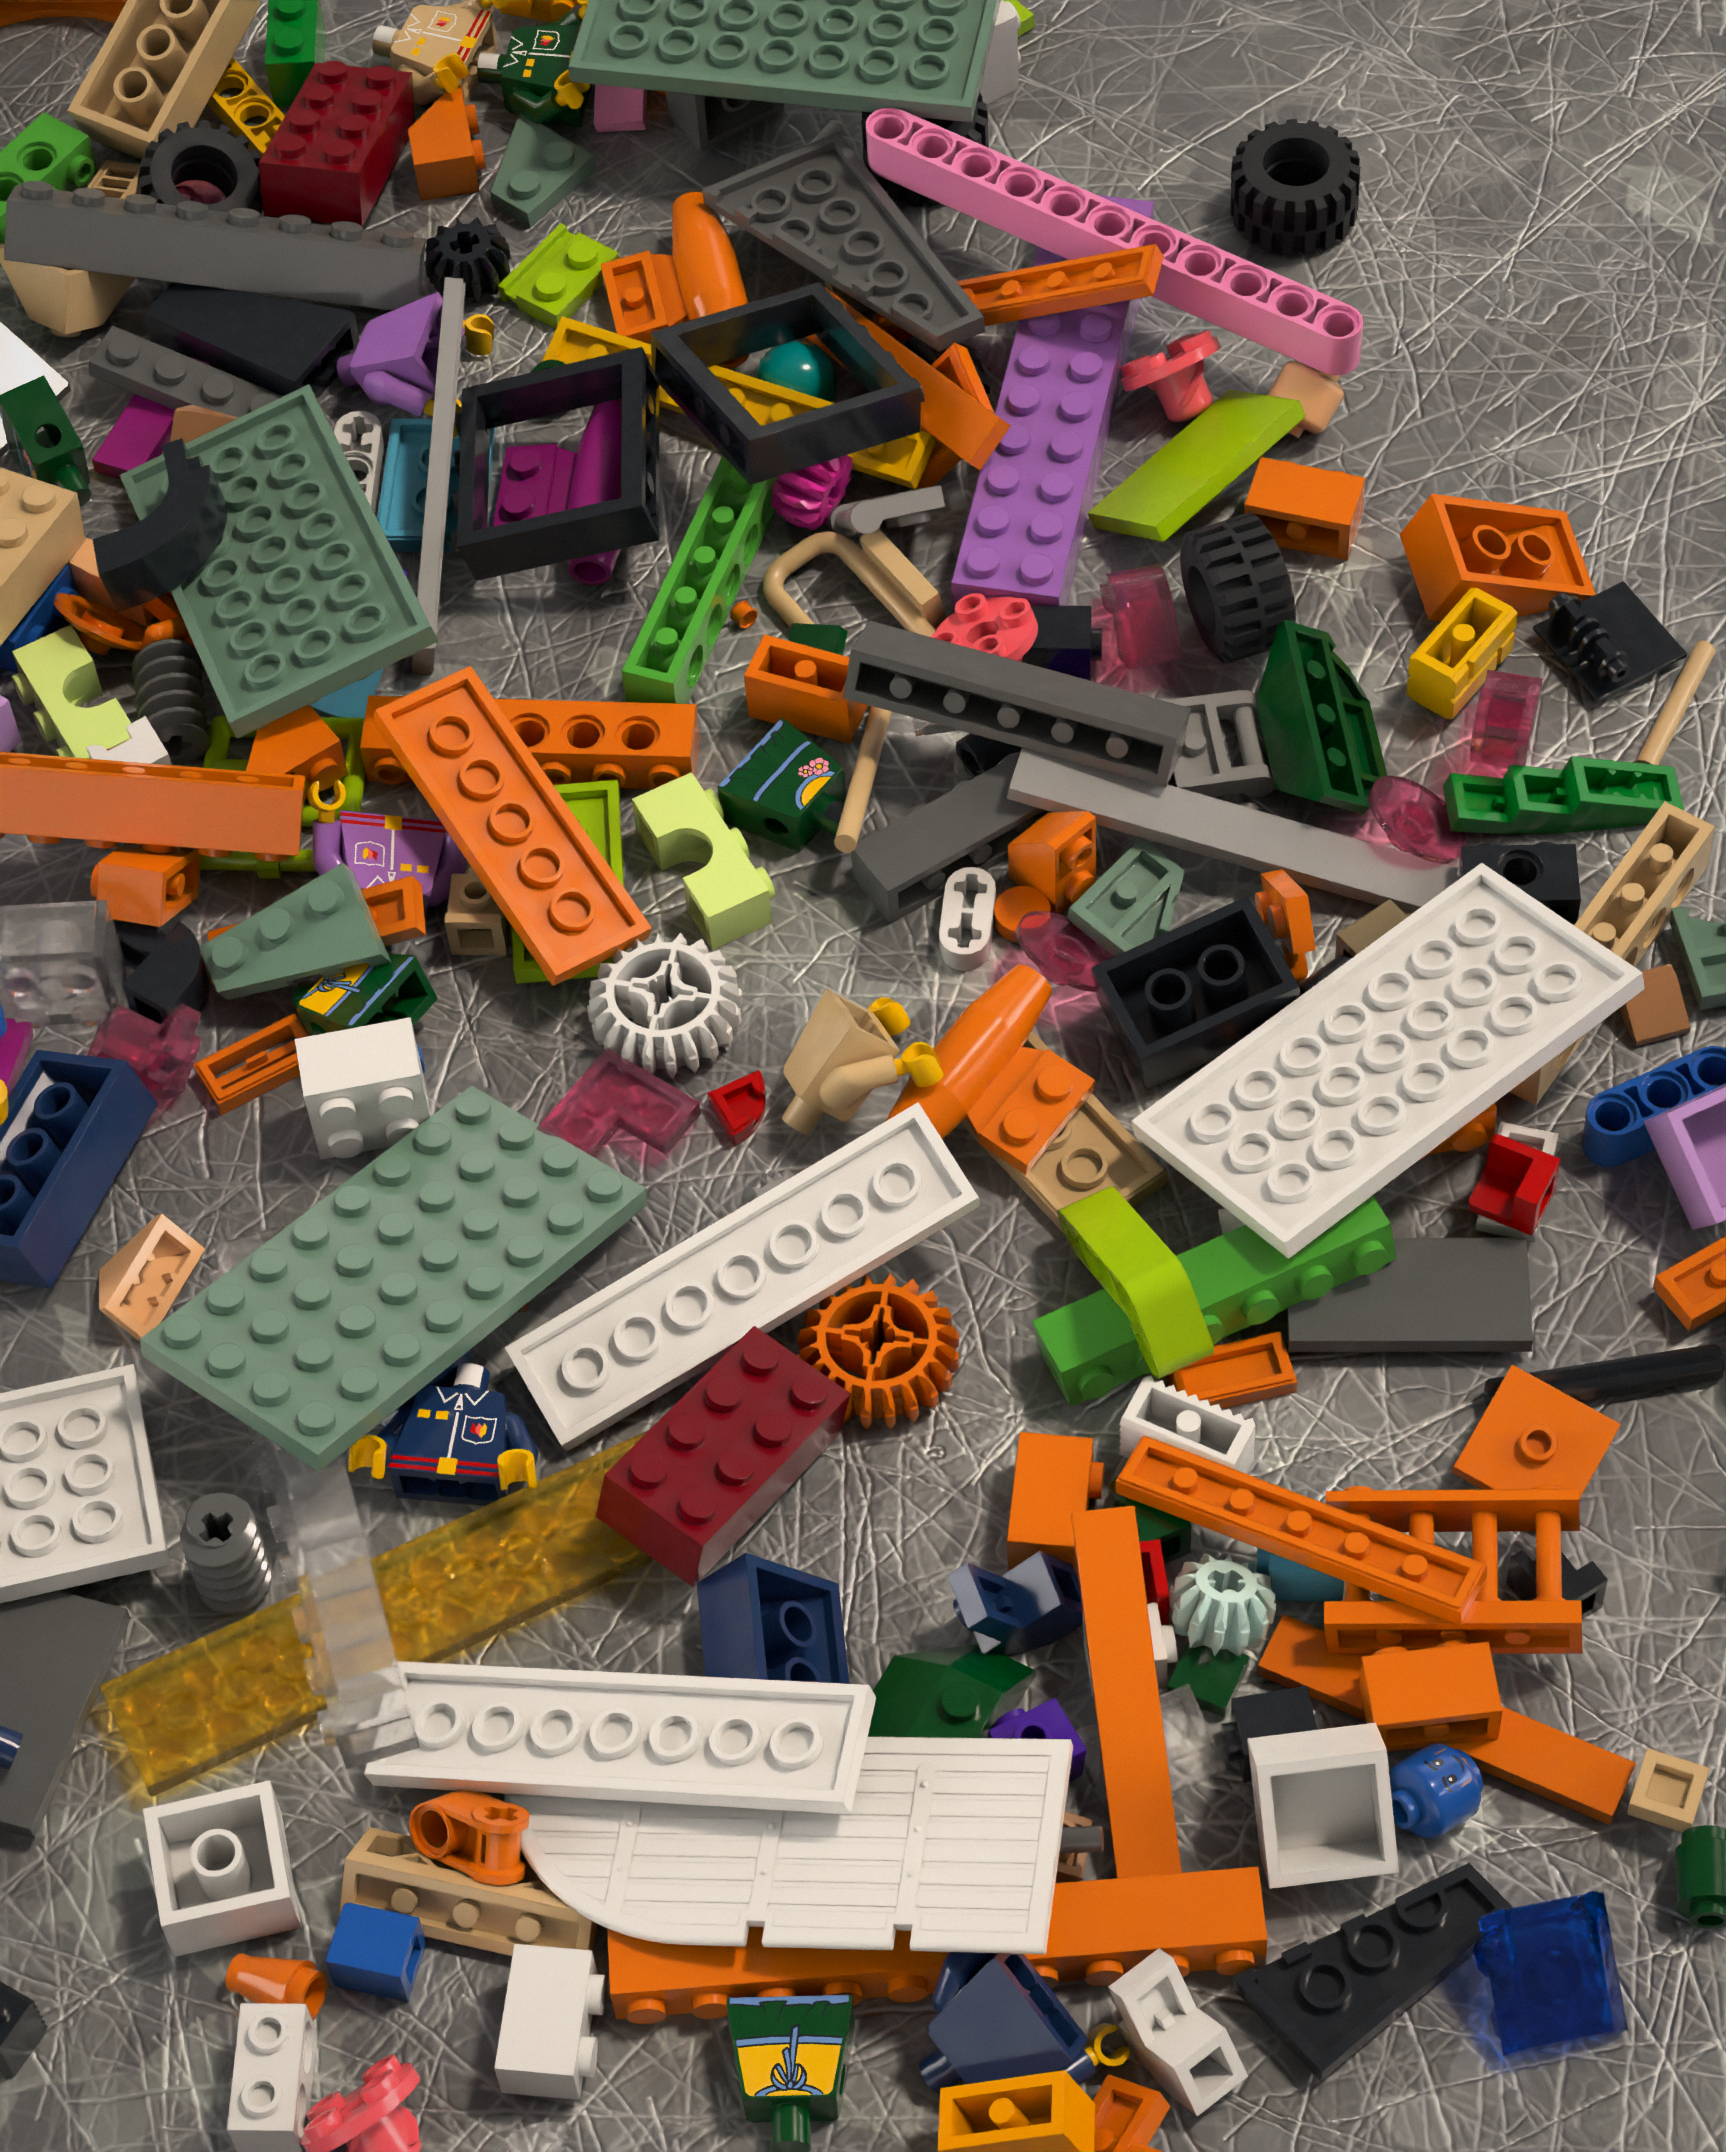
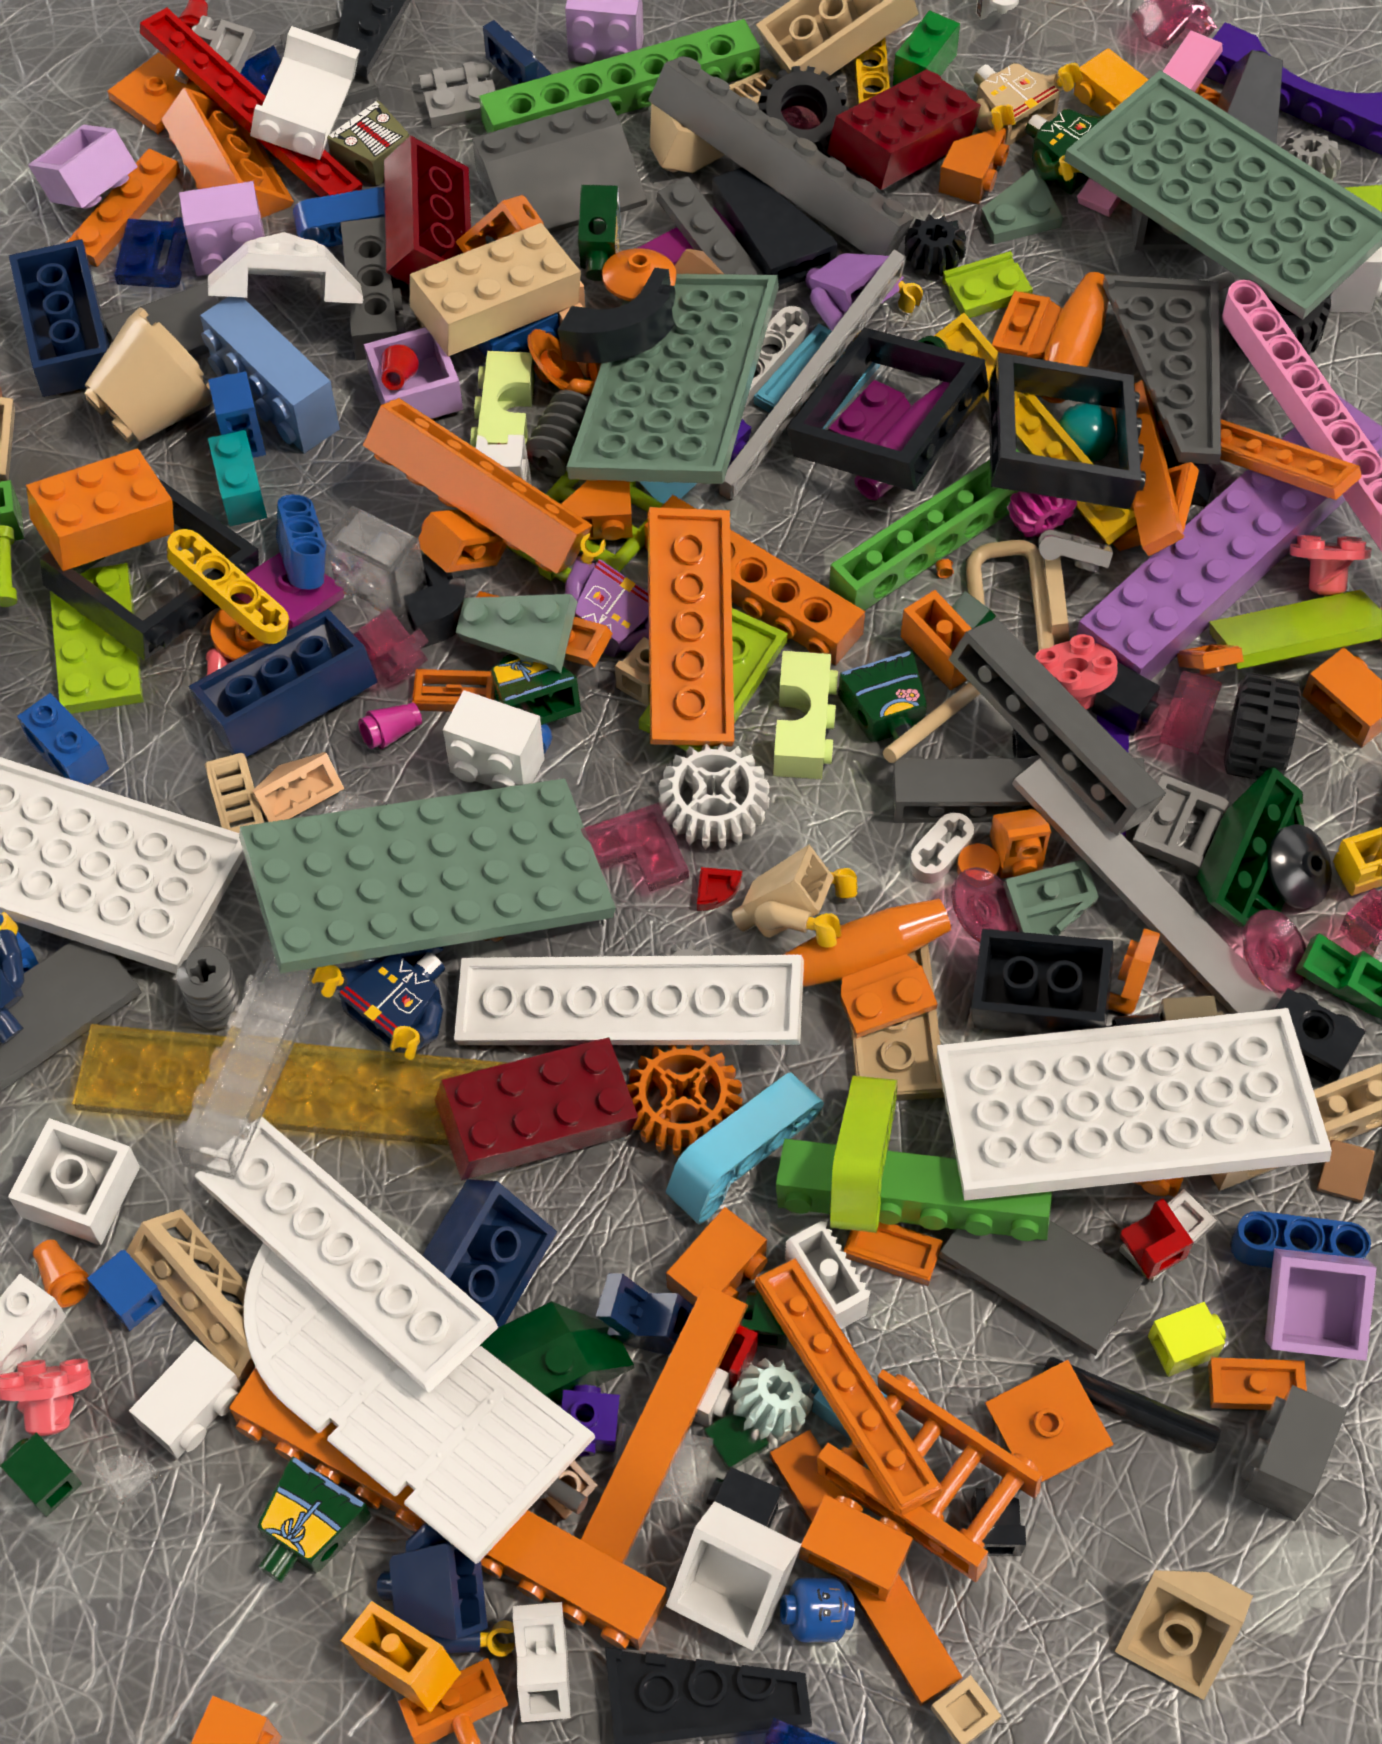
camera: 30 degrees right, 5 degrees up
(54, 1307) = (230, 774): none -> tan slope
(128, 471) = (630, 269): none -> orange dish
(207, 1145) = (388, 724): none -> dark pink cone
(472, 1835) = (225, 1254): orange piece -> none
(985, 1363) = (739, 1144): none -> medium azure beam
(1122, 547) = (1210, 657): none -> orange plate
(1378, 716) = (1299, 866): none -> black dish
(1615, 1273) = (1187, 1338): none -> neon yellow brick

